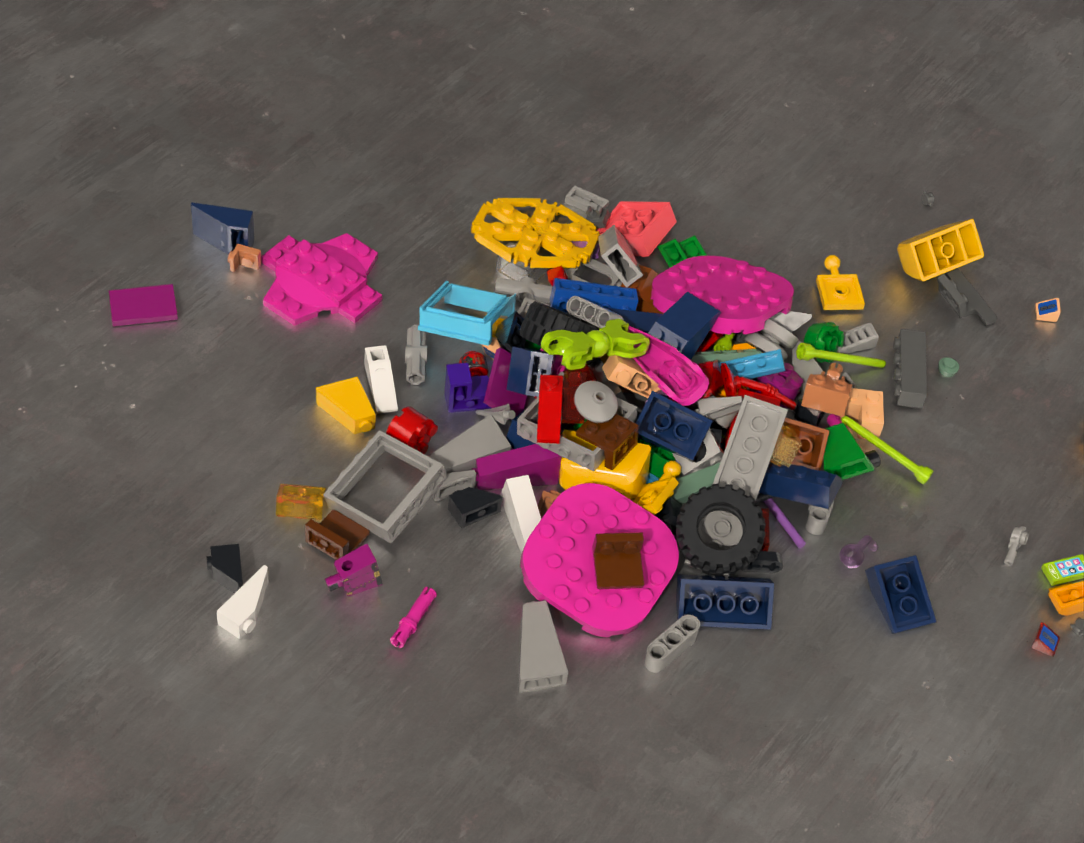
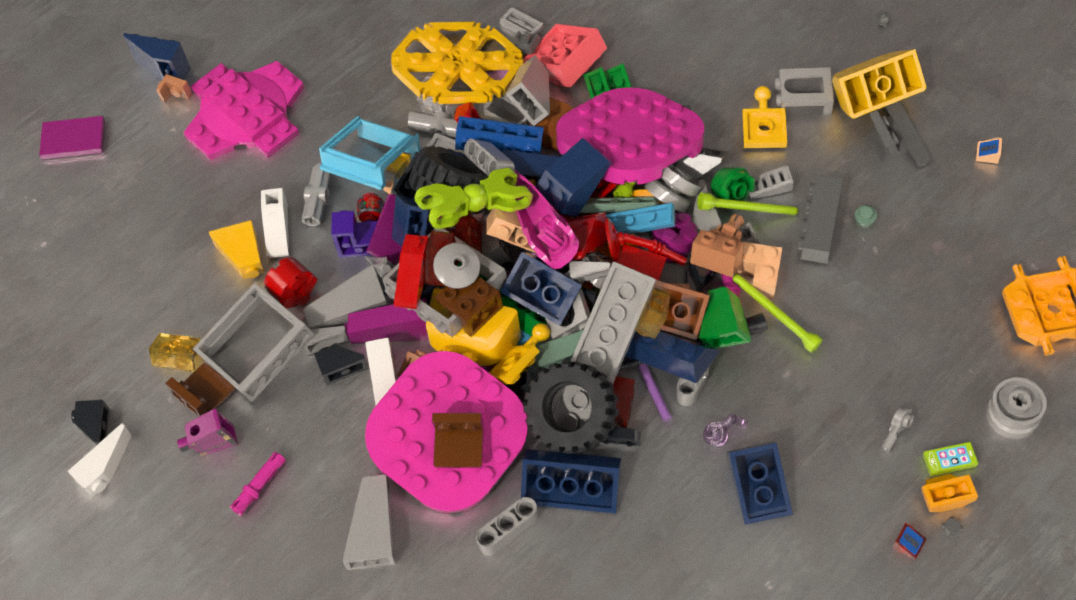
camera: 20 degrees right, 10 degrees up
(889, 264) = (788, 99): none -> light grey panel

